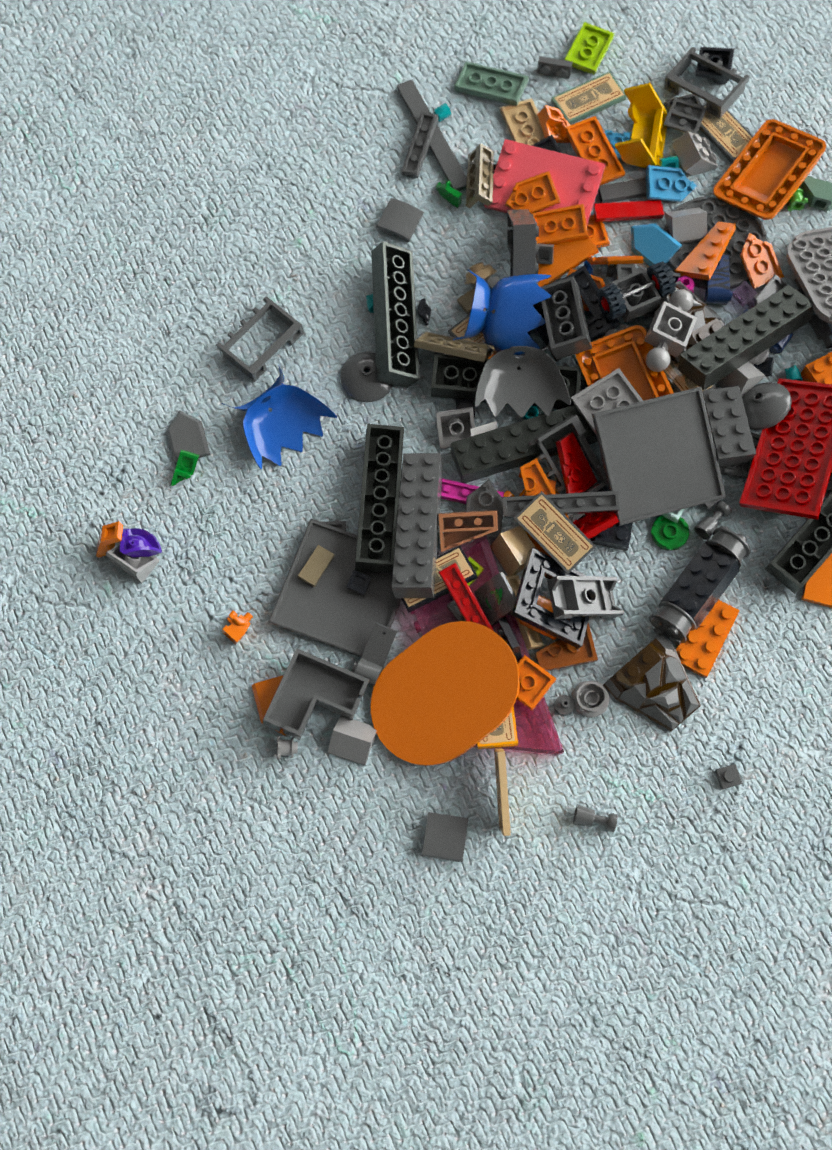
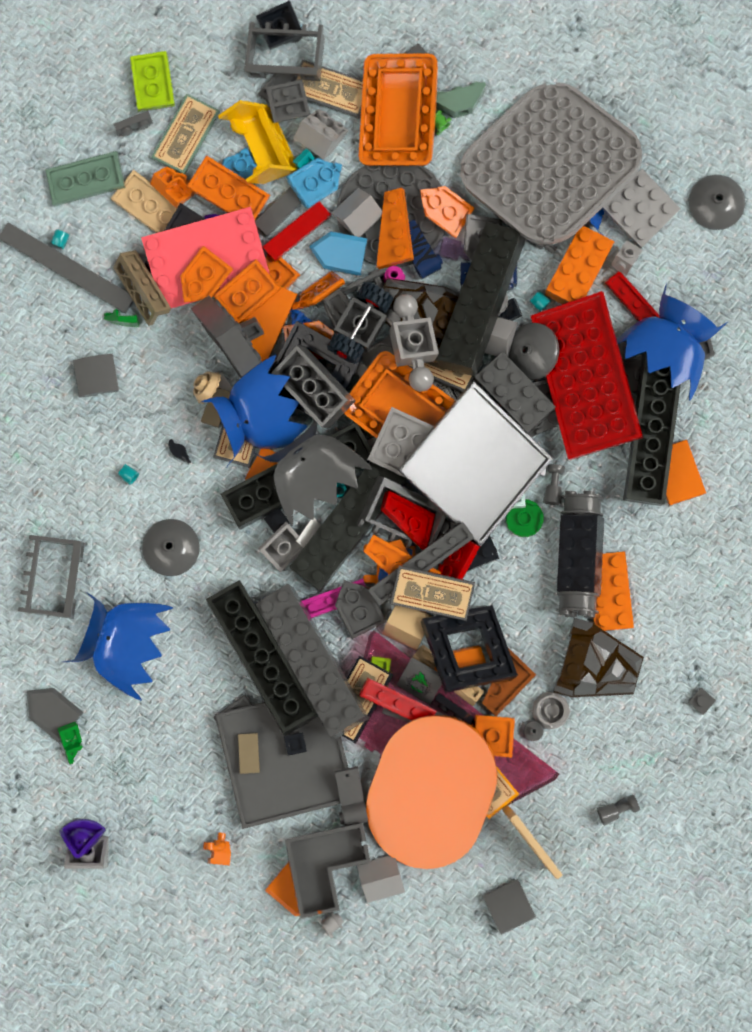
camera: 30 degrees left, 10 degrees up
(108, 537) = (54, 851): orange slope -> none
(394, 315) = (158, 477): pearl dark grey brick -> none
(419, 145) = (62, 287): dark grey tile -> none
(458, 347) = (239, 472): dark tan tile -> none
(463, 527) = (353, 634): nougat wedge -> none
(570, 596) = (482, 642): dark grey piece -> none

